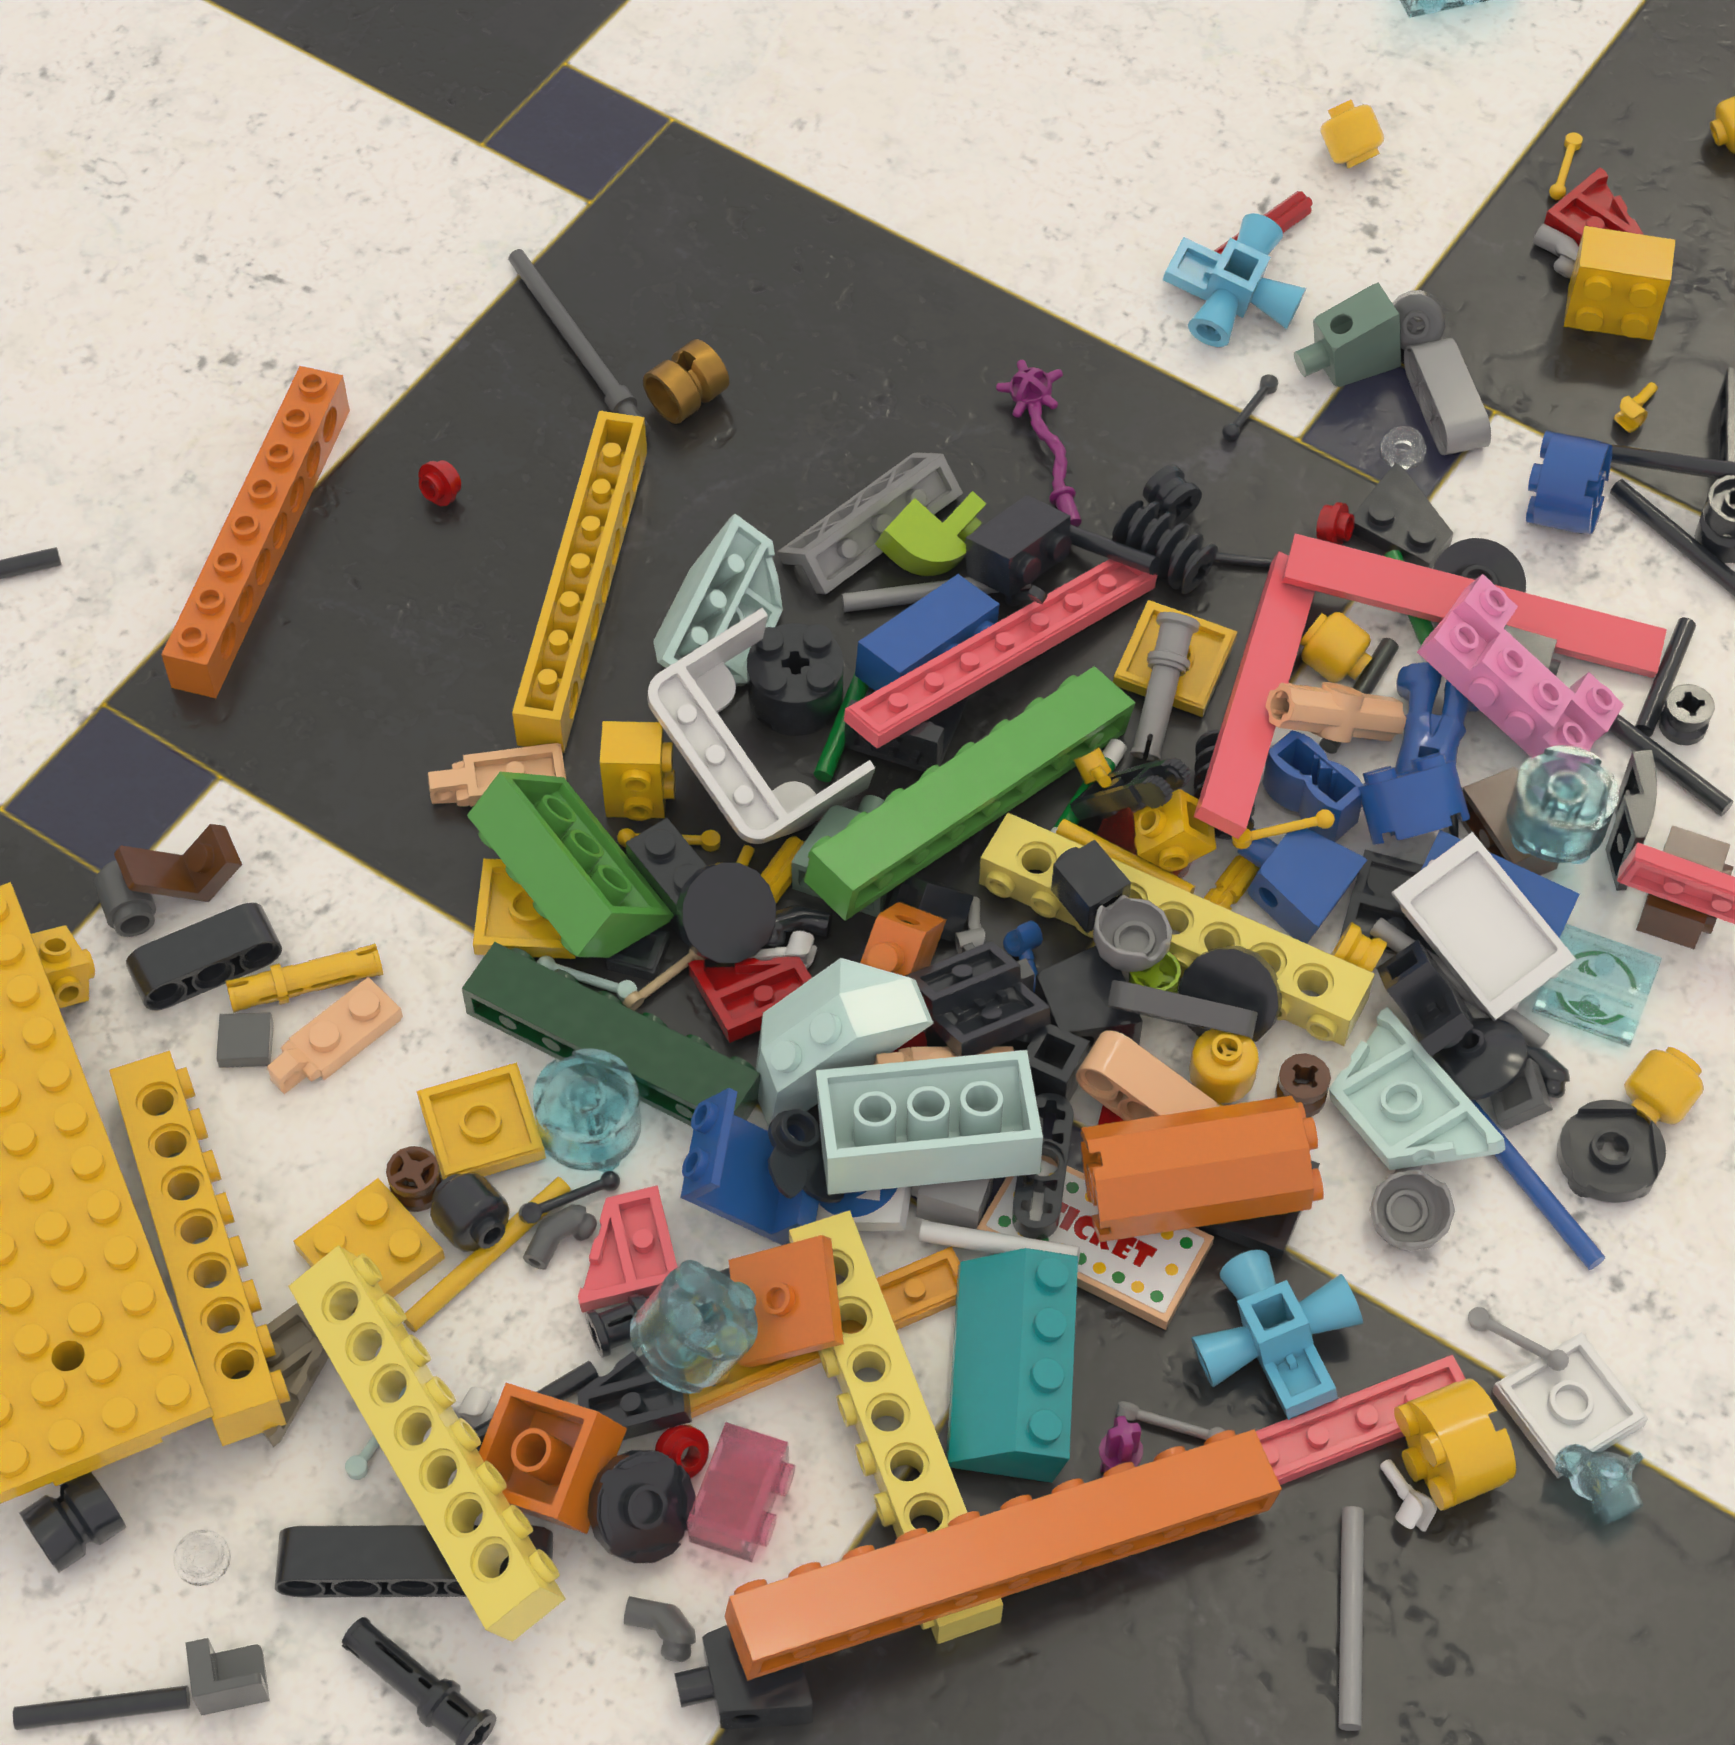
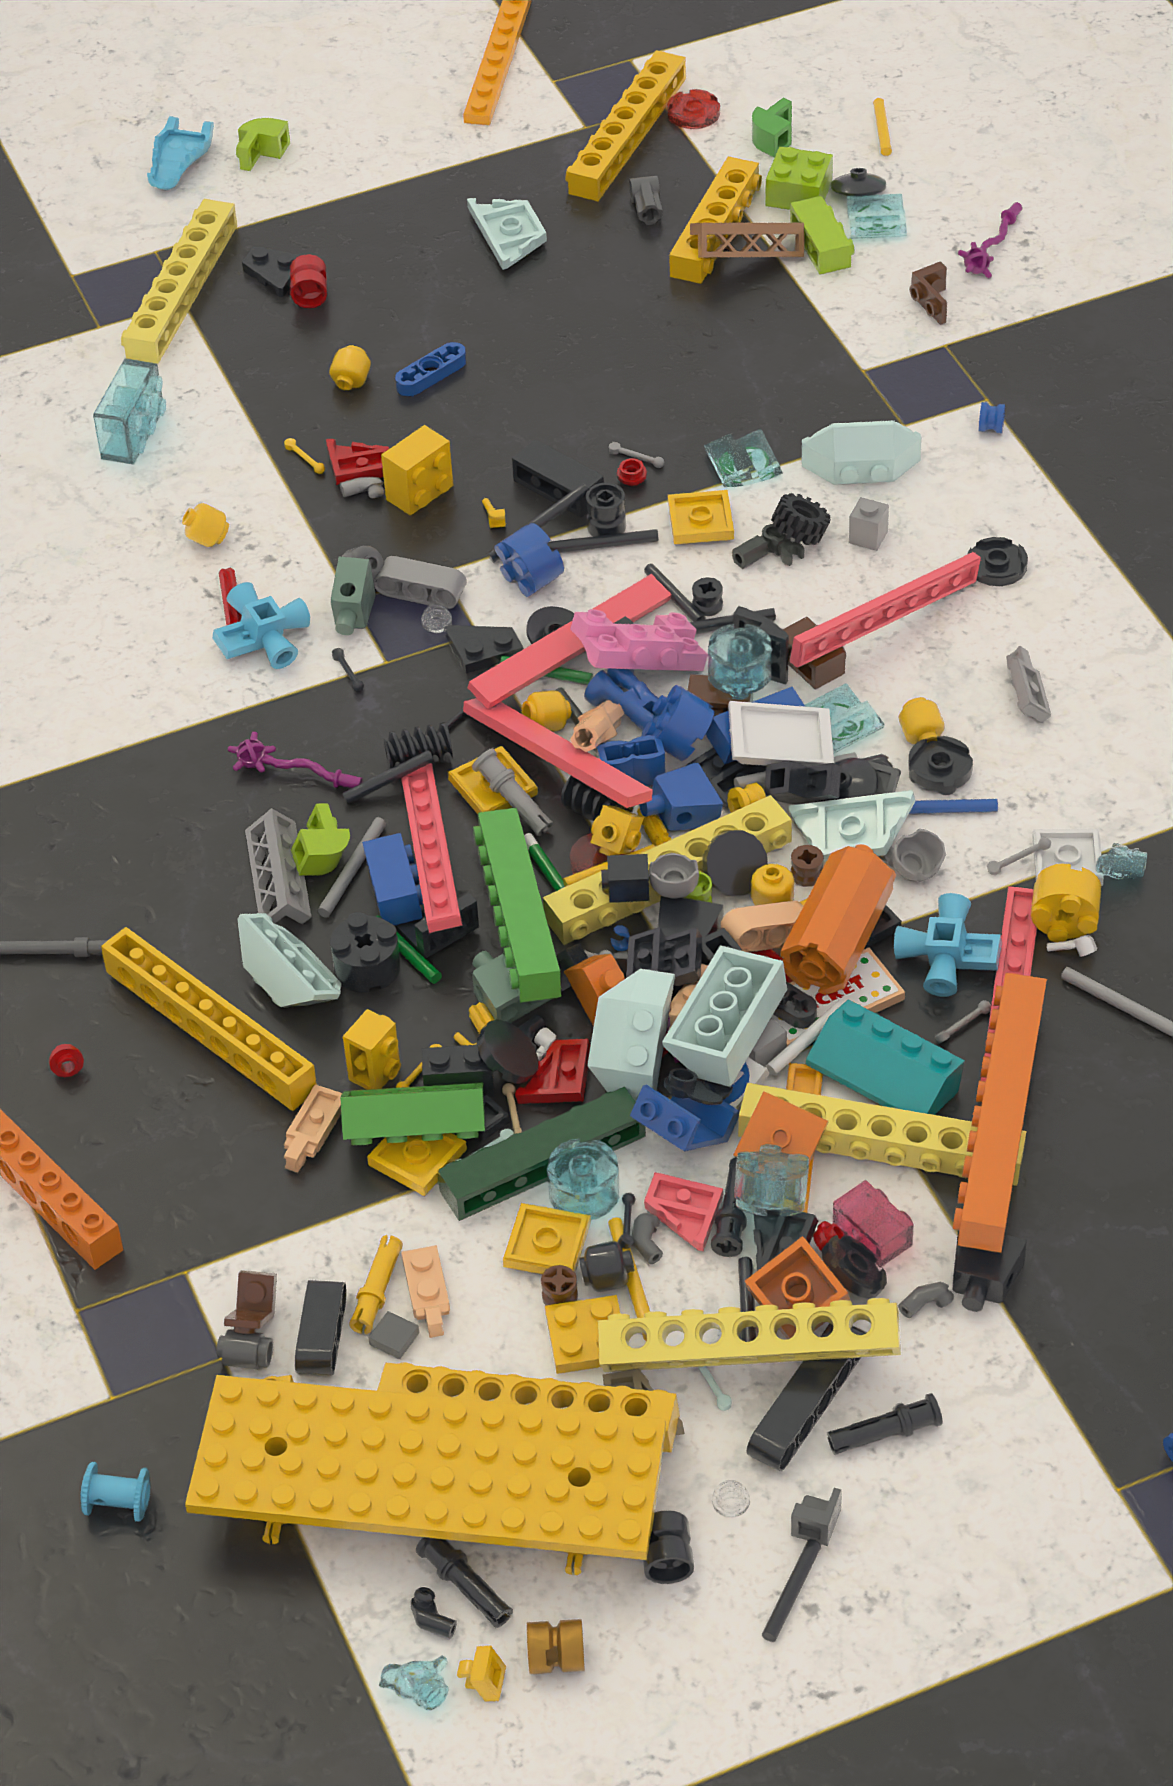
camera: 55 degrees left, 10 degrees down
(686, 381) = (102, 904): pearl gold wheel -> none
(687, 707) = (405, 994): white windscreen -> none
(1018, 545) = (364, 807): black brick -> none
(1033, 594) = (414, 809): black hinge -> none
(1094, 767) = (540, 850): yellow hand -> none
(1121, 1444) = (973, 1040): magenta axle -> none
(1132, 788) = (577, 832): black hinge -> none
(1172, 492) = (380, 727): black wheel -> none
(1181, 1009) = (733, 880): dark grey beam -> none
(1323, 819) = (664, 761): yellow hinge -> none
(1335, 523) = (463, 671): red plate -> none

